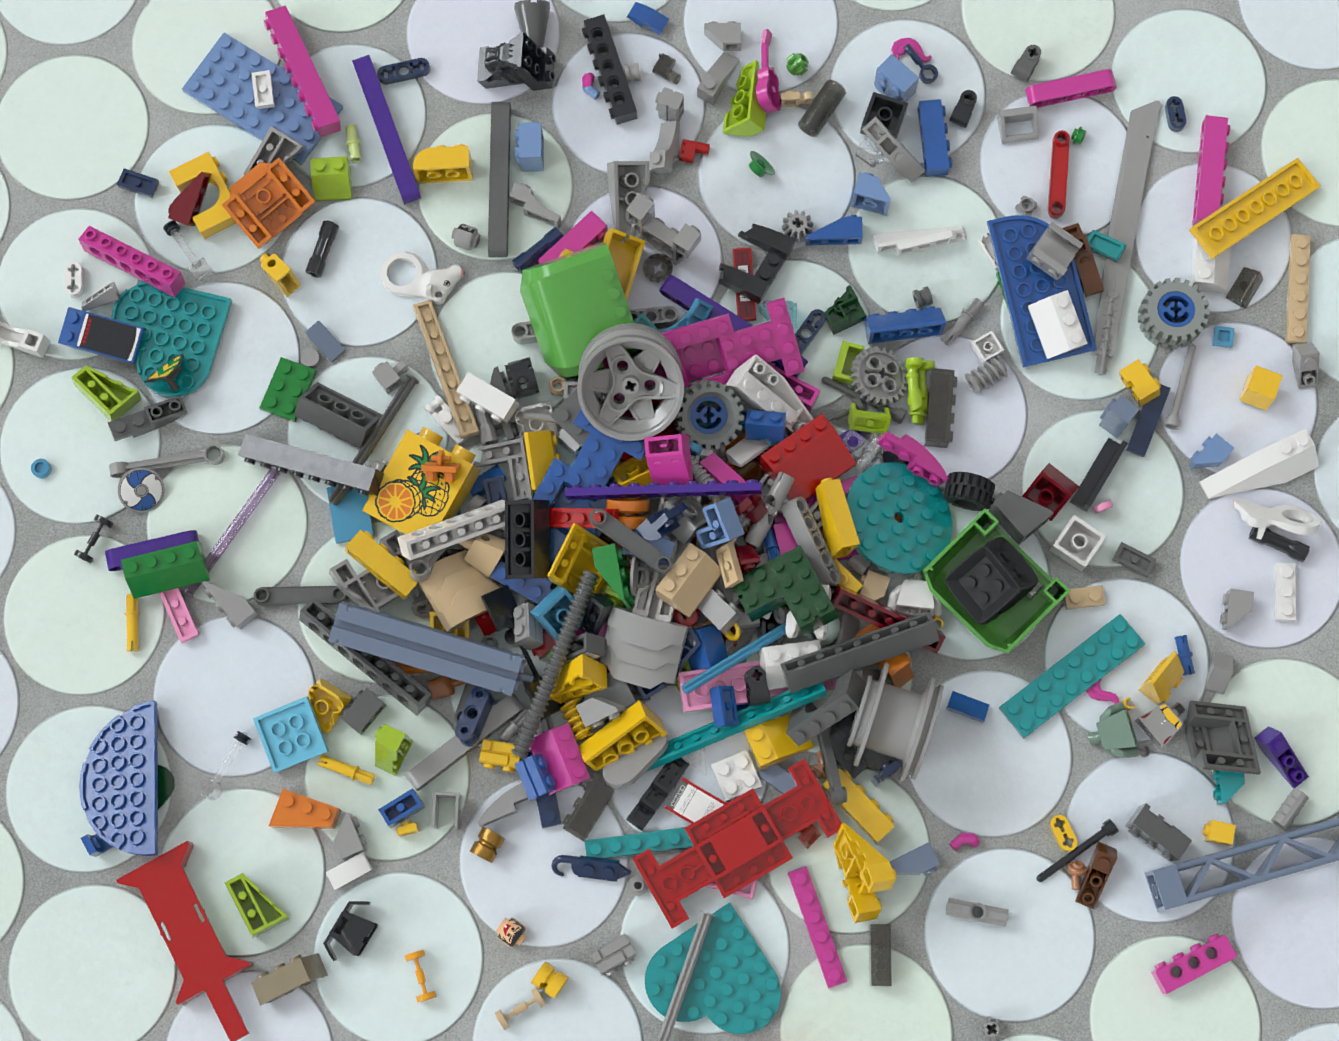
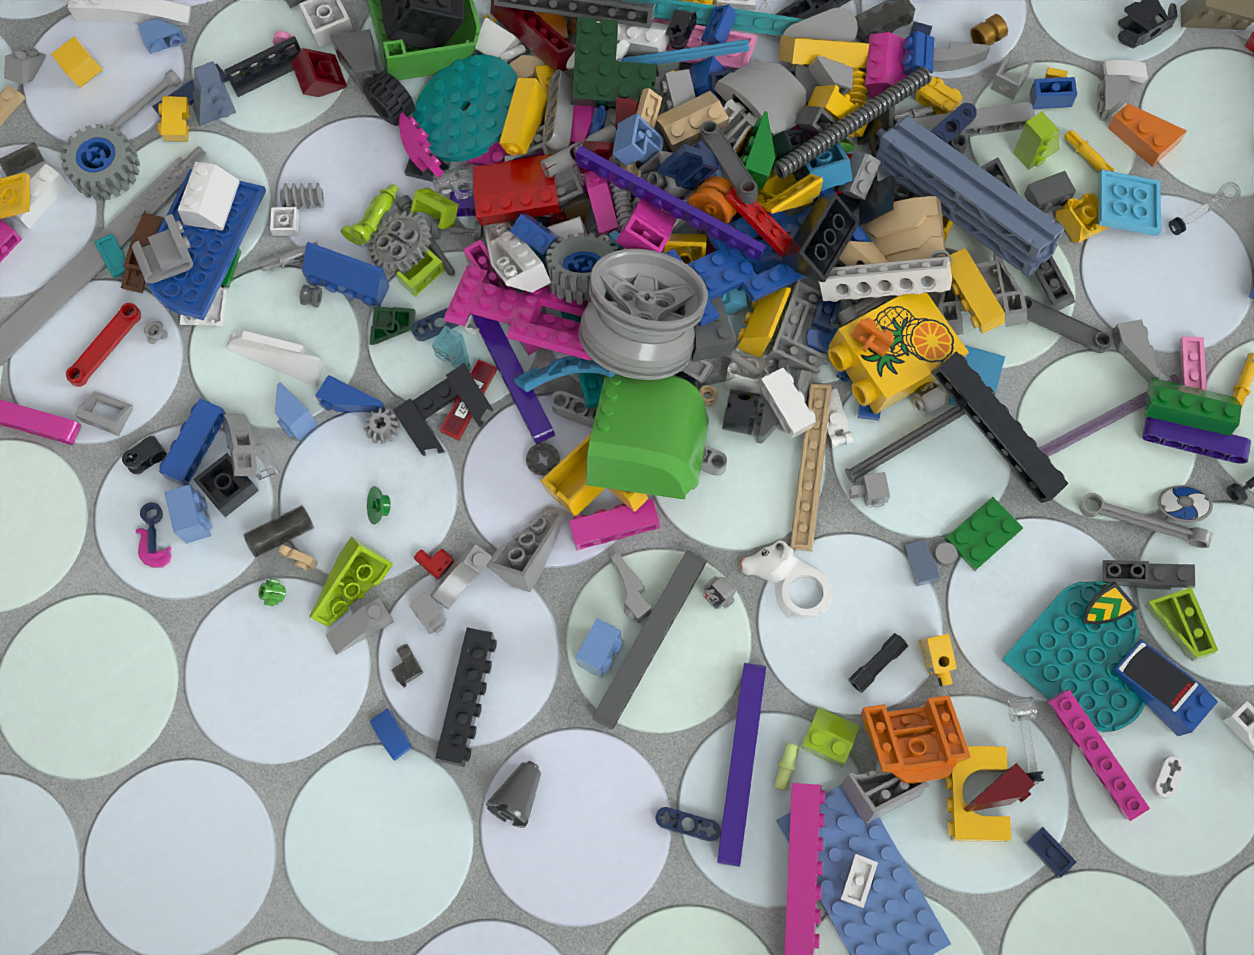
camera: 150 degrees left, 5 degrees down
(104, 296) = (1135, 733): light grey slope -> none
(254, 906) = (1227, 78): lime wedge -> none
(337, 414) = (943, 477): dark grey slope -> none
(443, 164) = (701, 679): yellow brick -> none
(516, 63) = (564, 751): black brick -> none
(533, 254) = (664, 537): dark blue axle -> none
(587, 85) = (499, 693): arm -> none
(632, 72) = (444, 679): light grey wheel -> none
(670, 242) = (511, 455): light grey wedge -> none
(724, 35) = (323, 665): light grey slope -> none
(768, 82) = (310, 592): dark pink piece -> none
(940, 407) = (368, 182): clear smoke brick -> none
(1025, 65) = (51, 467): dark grey piece -> none
(1078, 135) = (57, 372): green plate -> none
(1223, 336) = (71, 125): dark azure tile -> none

